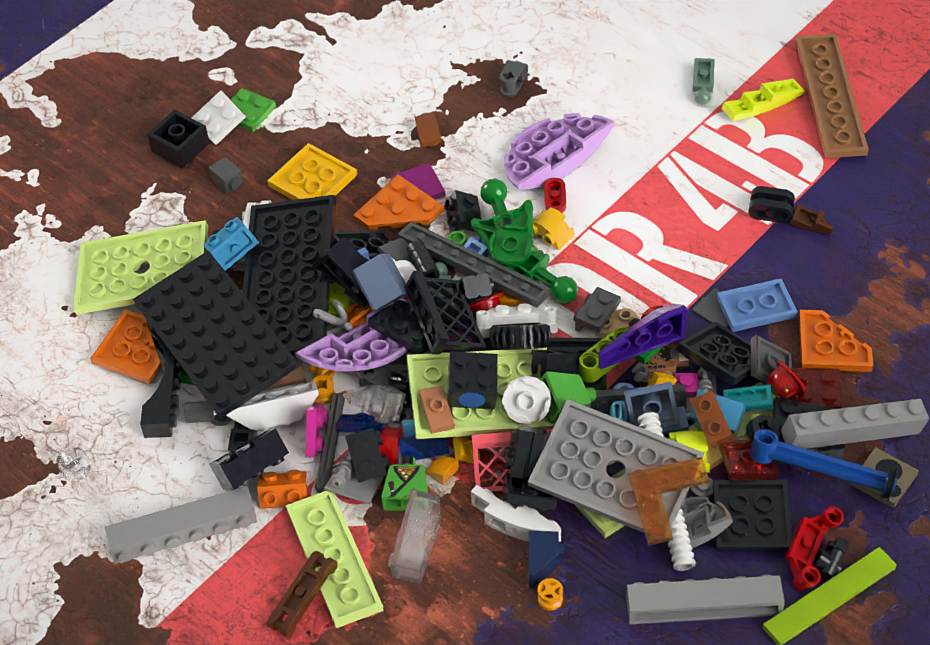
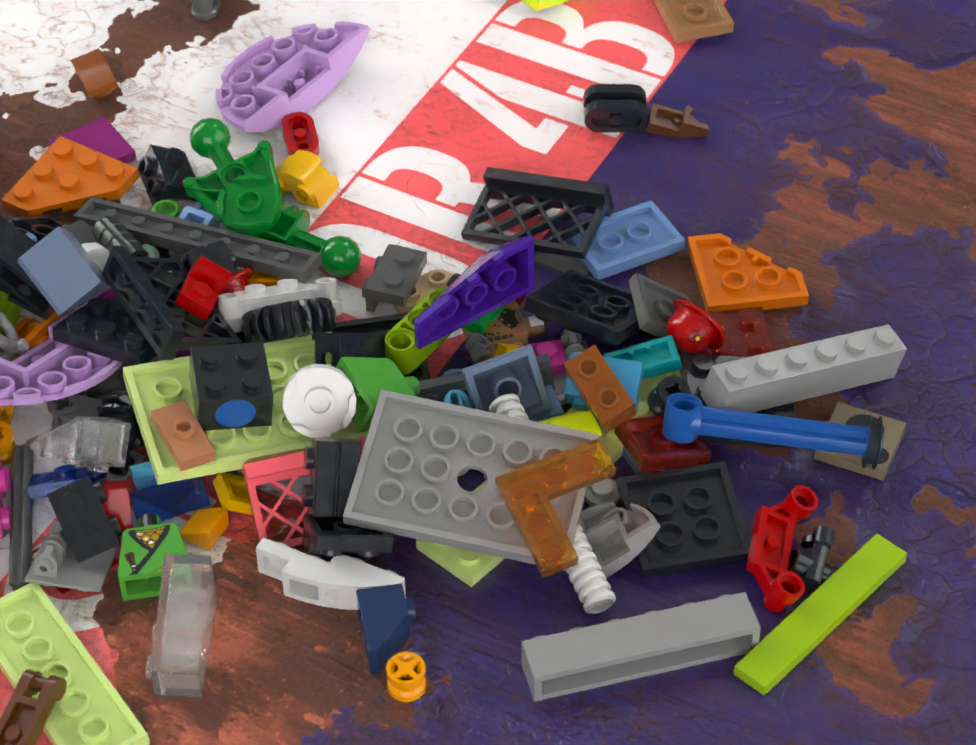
camera: 15 degrees left, 5 degrees down
(466, 307) = (202, 287): none -> red slope
(712, 265) = (544, 193): none -> black fence

